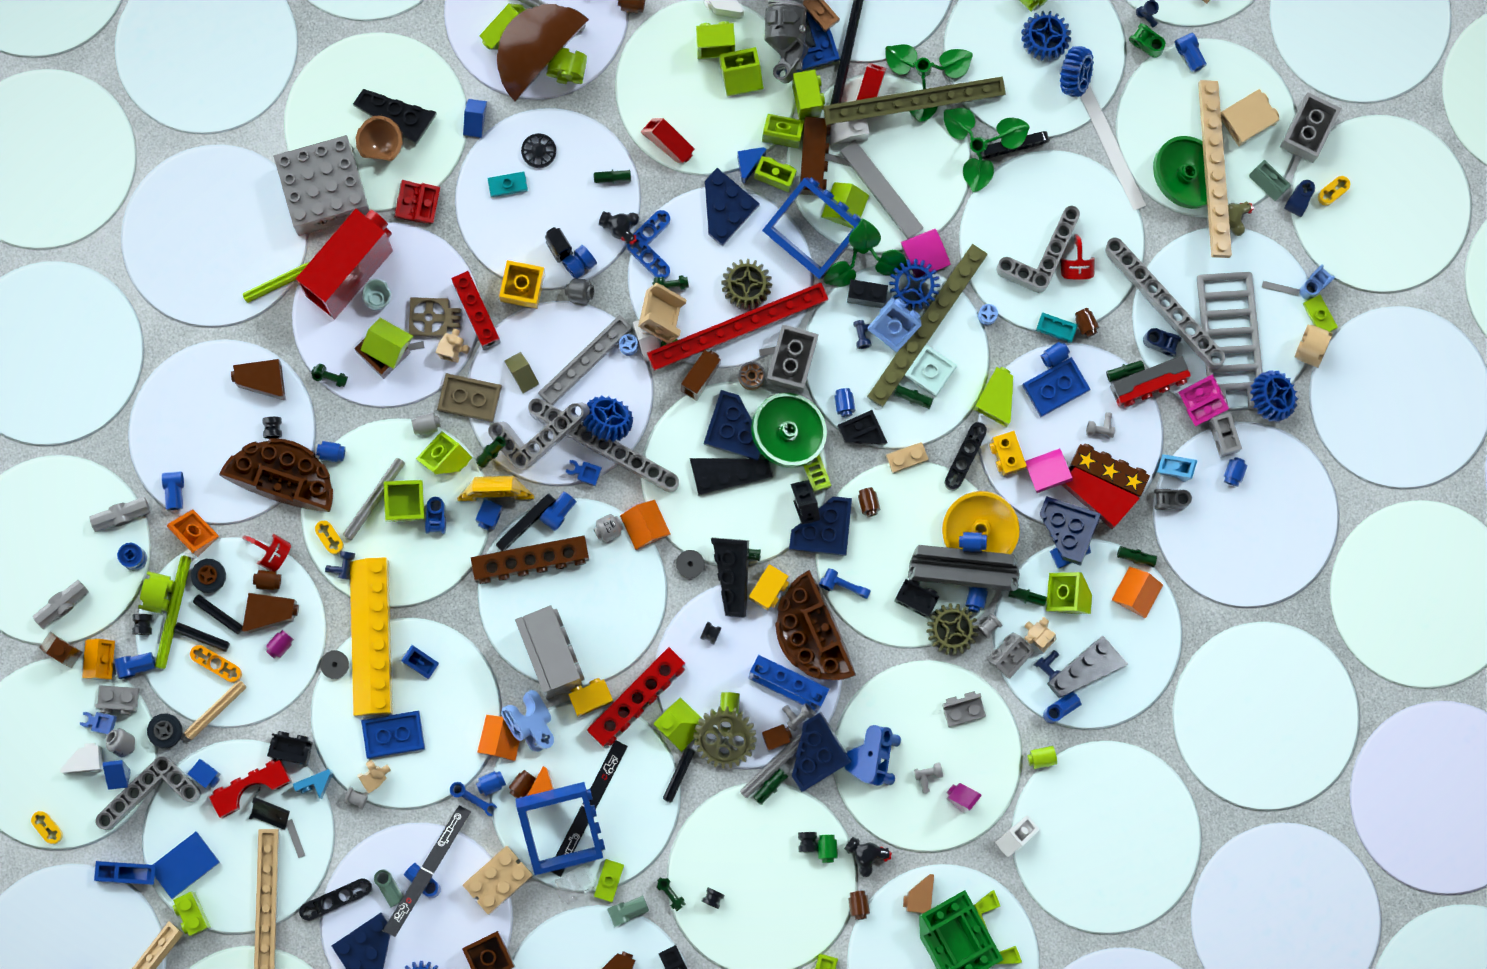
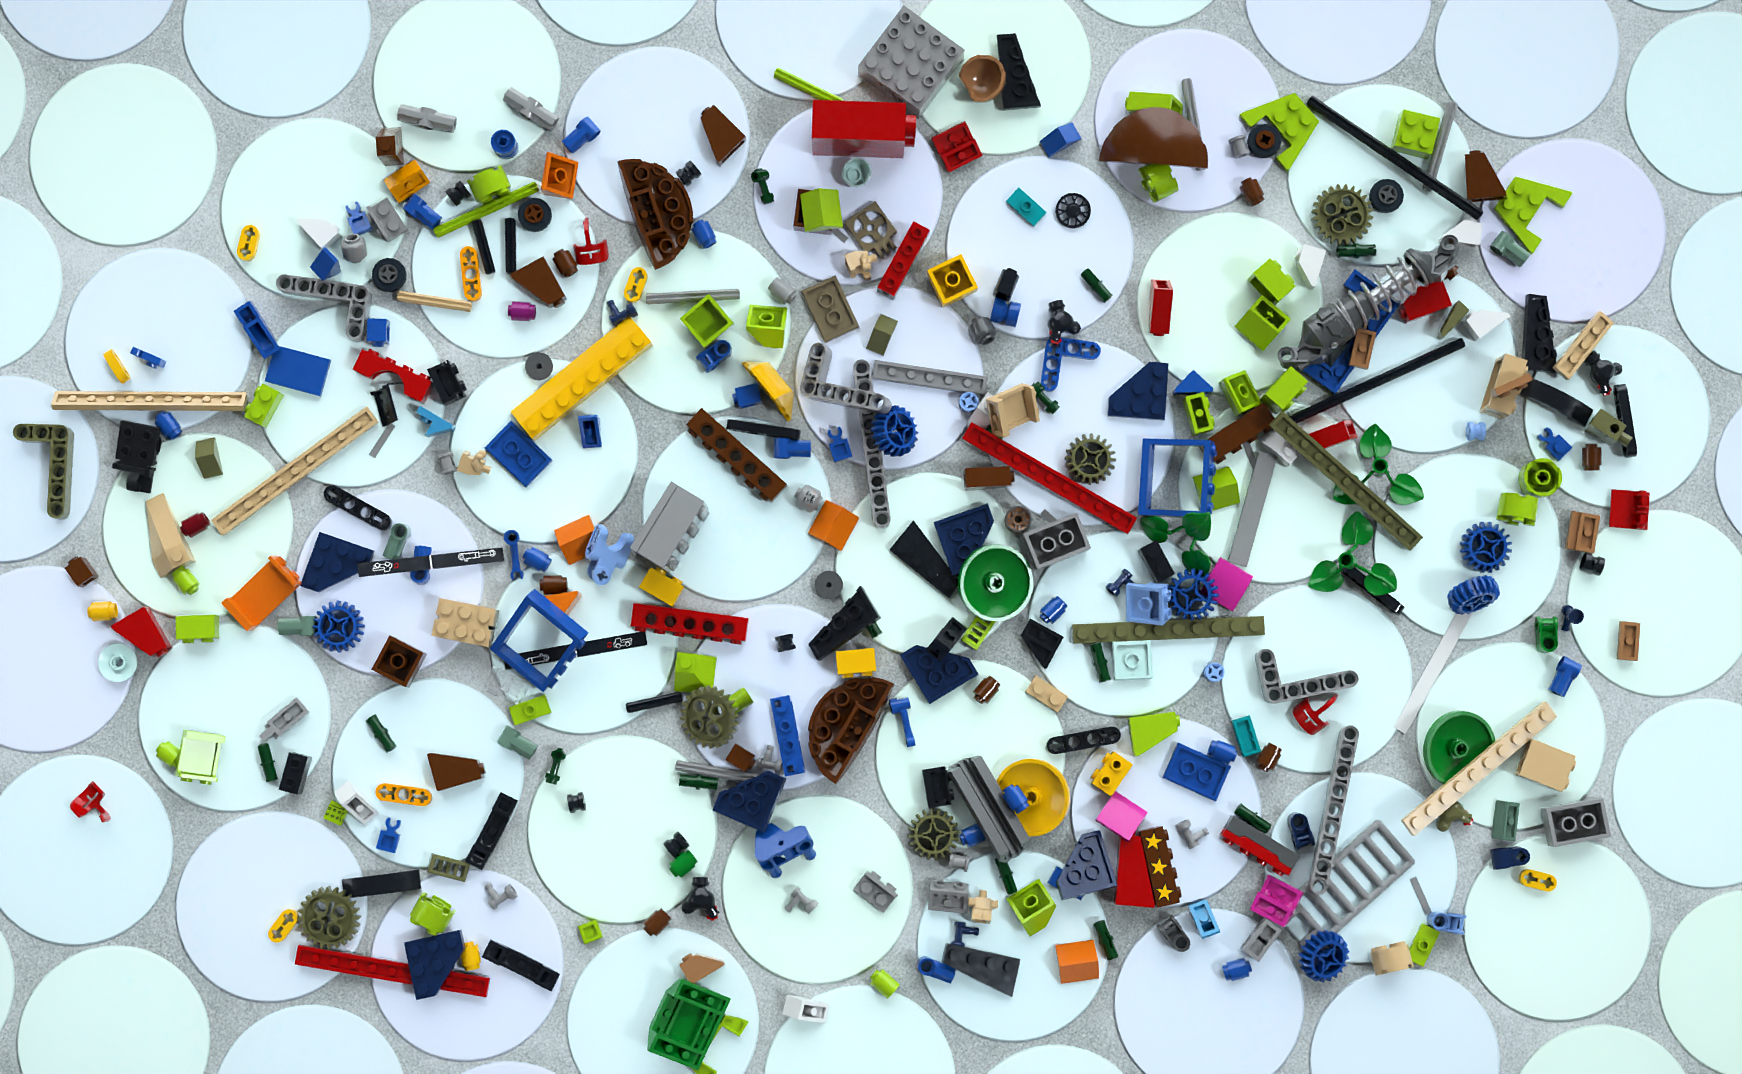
camera: 55 degrees right, 5 degrees up
(490, 451) = (798, 359): dark green pin -> none
(962, 797) = (802, 942): magenta slope -> none

